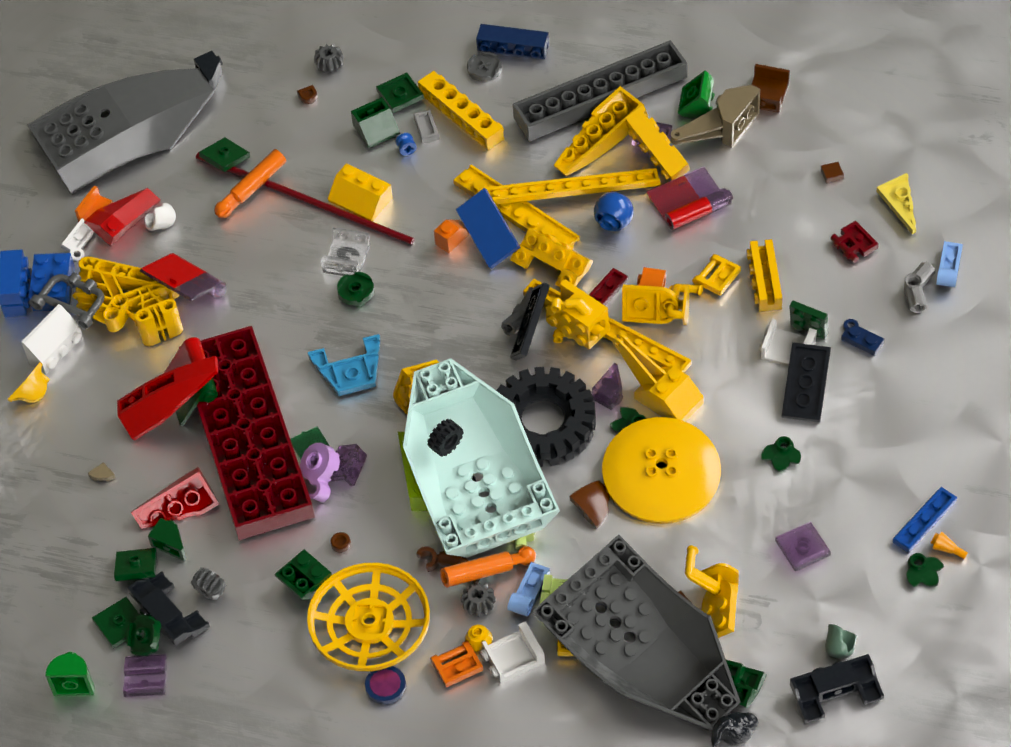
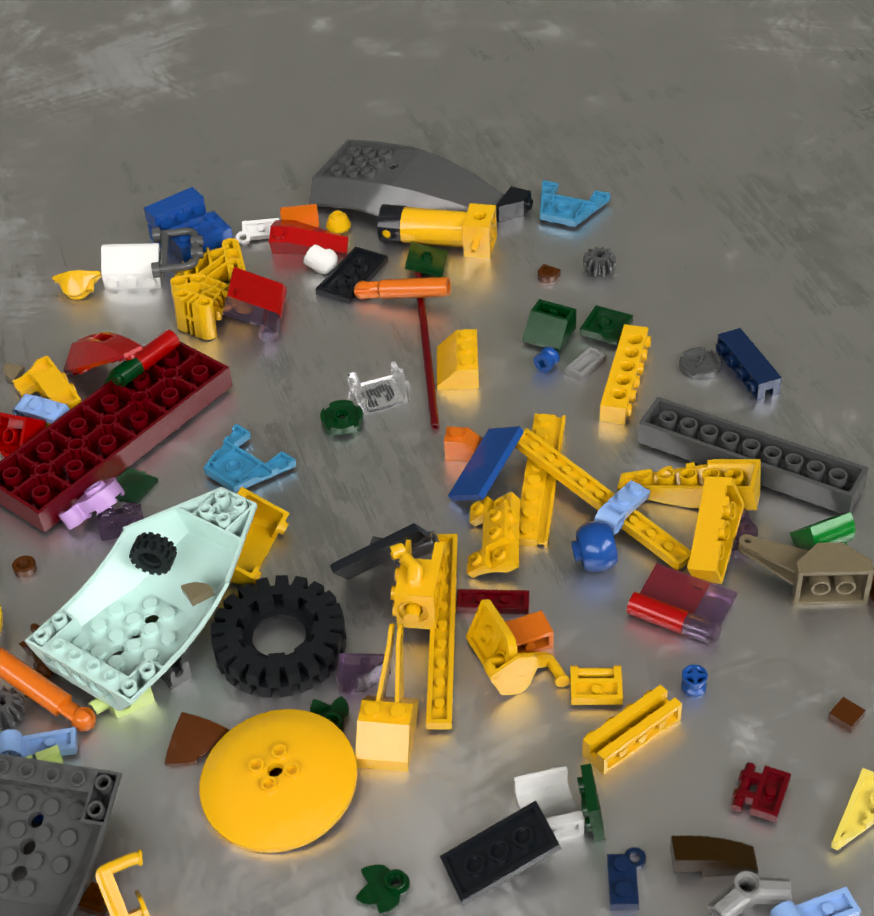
camera: 55 degrees right, 10 degrees down
(119, 186) = (338, 222): none -> yellow cone
(158, 450) = (48, 382): none -> yellow bracket
(179, 466) = (40, 408): none -> light blue plate
(192, 208) = (355, 267): none -> black tile
(225, 108) = (470, 230): none -> yellow piece
(242, 45) = (567, 209): none -> dark azure wing
(496, 431) = (197, 592): none -> dark tan tile
(591, 178) = (622, 505): none -> light blue plate
(750, 223) = (699, 677): none -> blue wheel
(879, 289) = (711, 856): none -> dark brown slope

